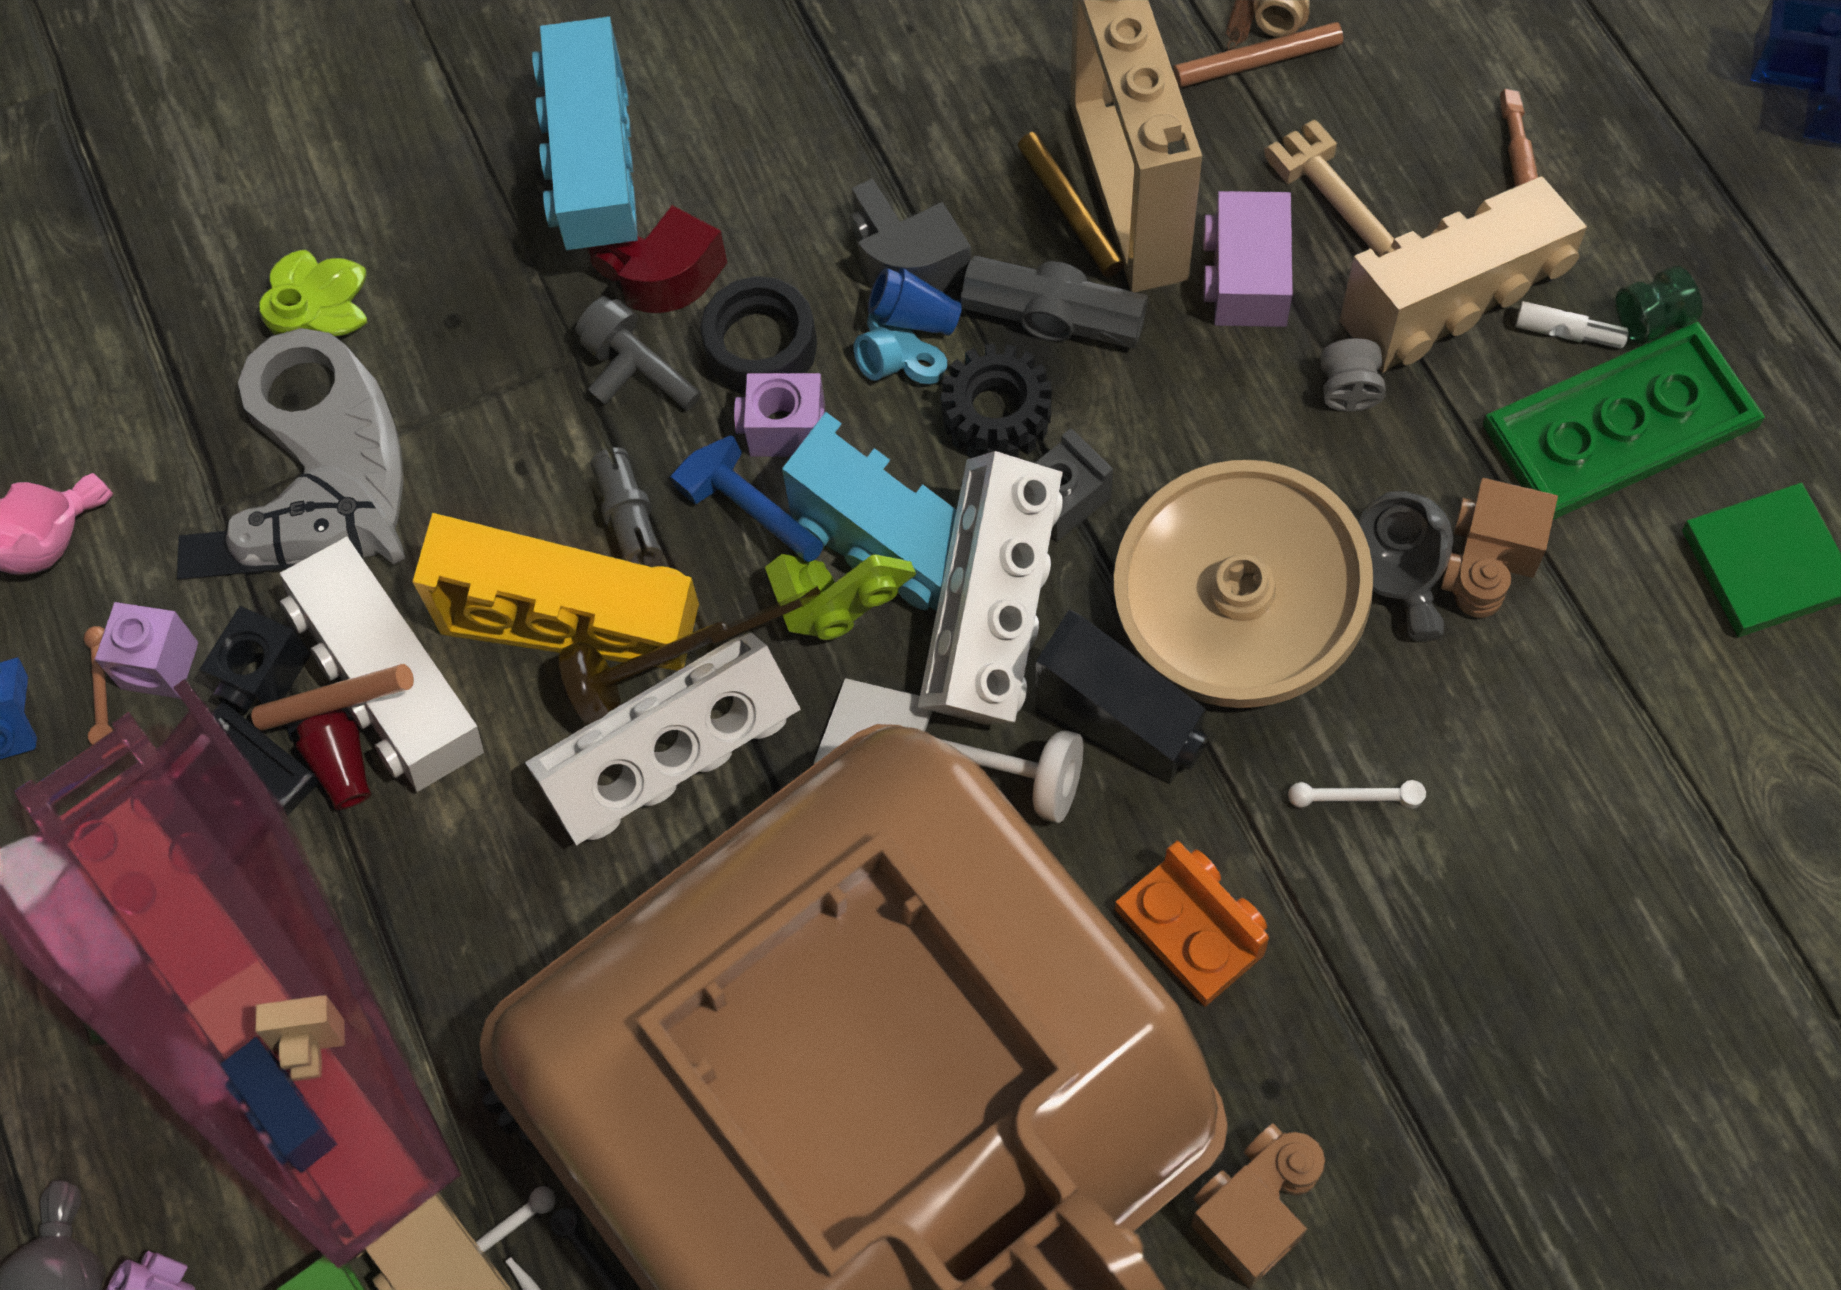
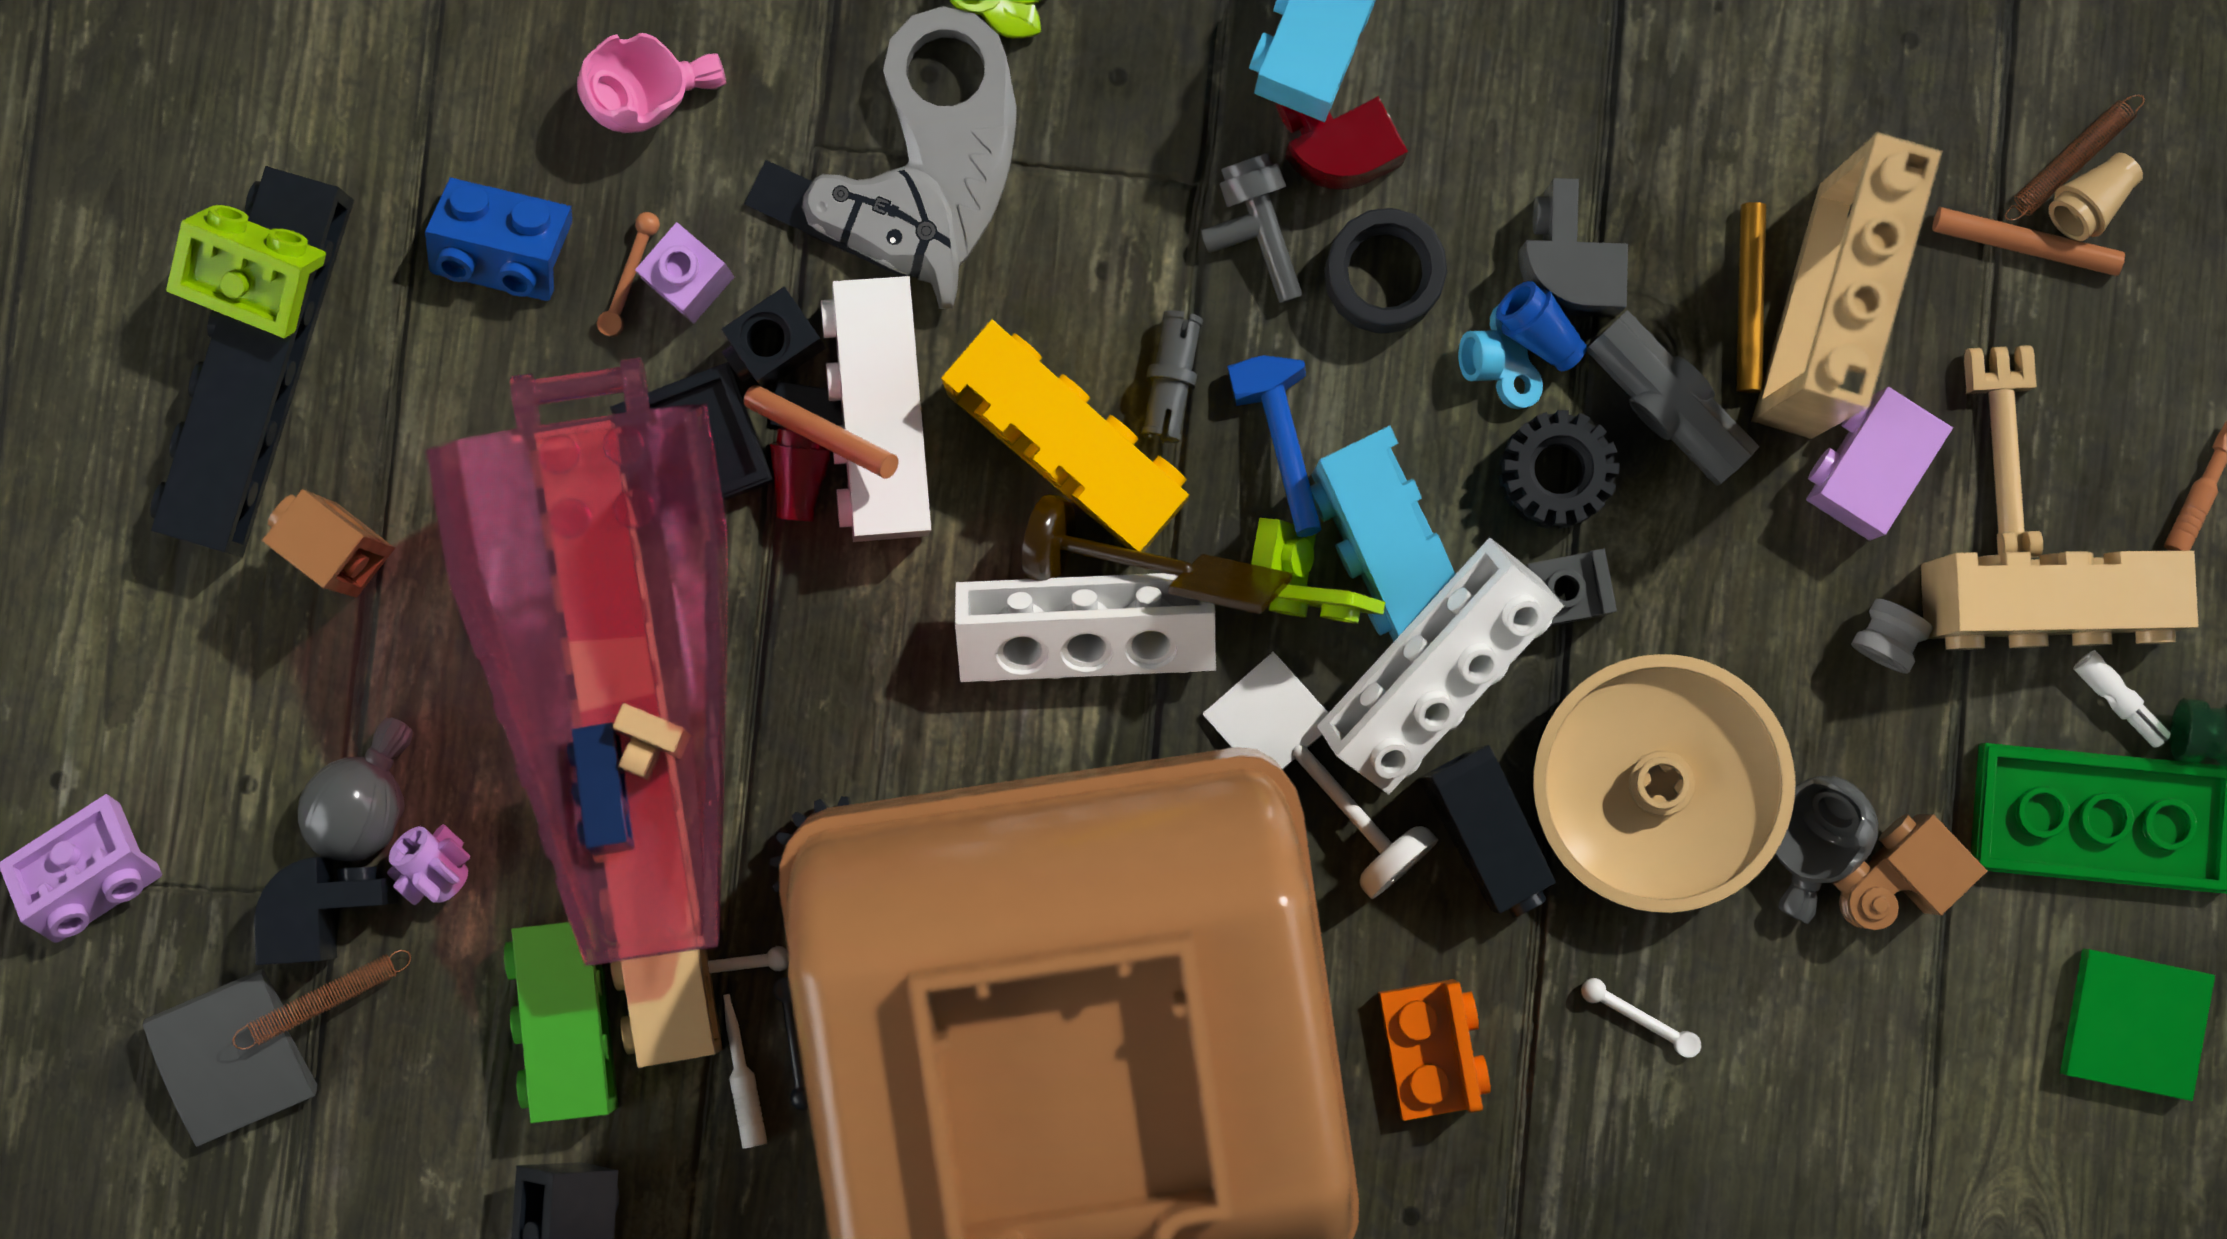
camera: 25 degrees right, 20 degrees up
(775, 392) = (1388, 362): lavender brick -> none

